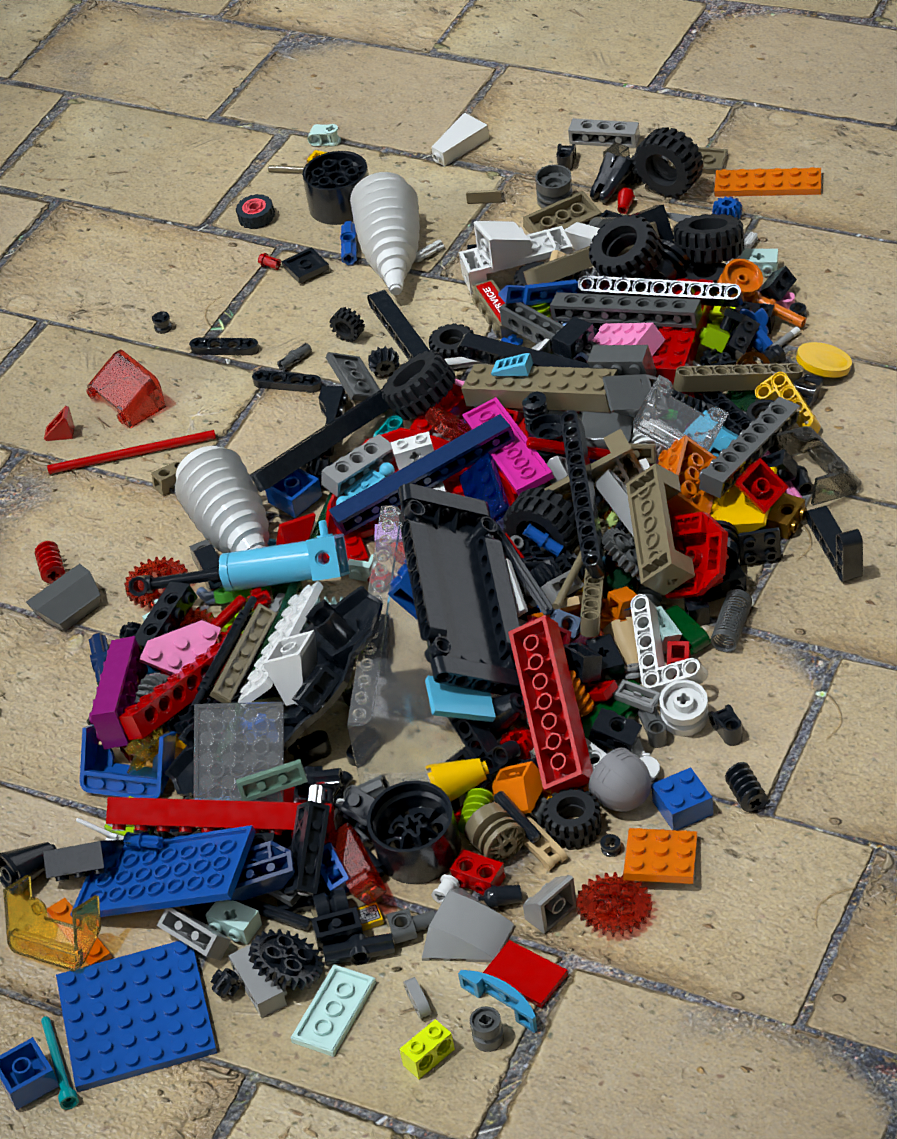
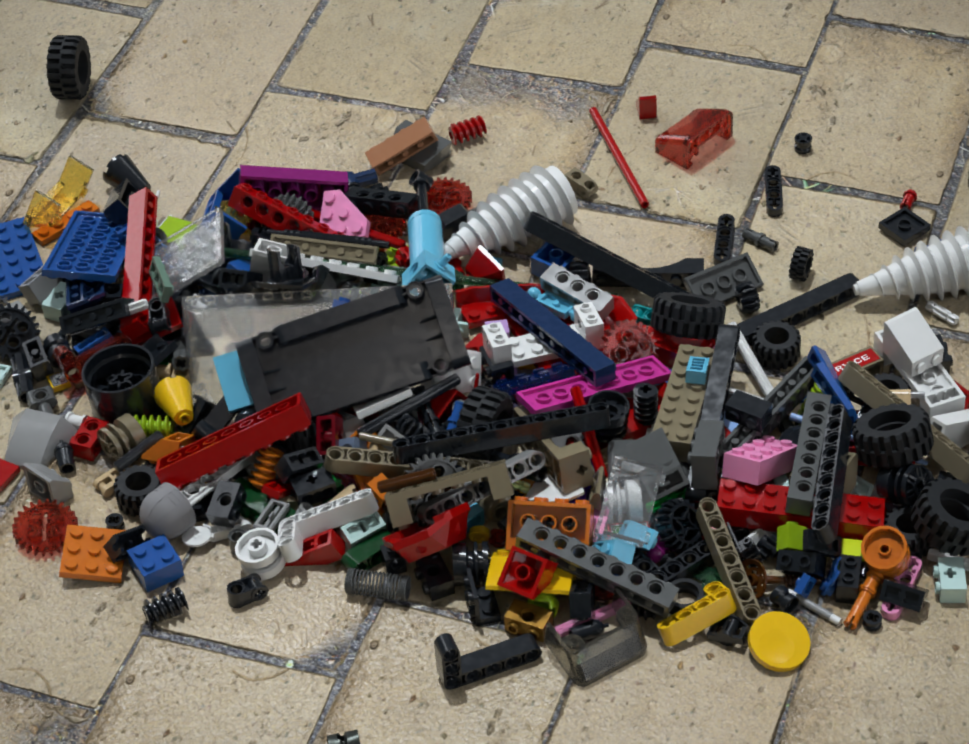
camera: 80 degrees right, 0 degrees up
(71, 604) = (401, 146): none -> nougat brick
(638, 560) = (406, 480): none -> reddish brown axle
(657, 818) = (123, 541): none -> black hinge

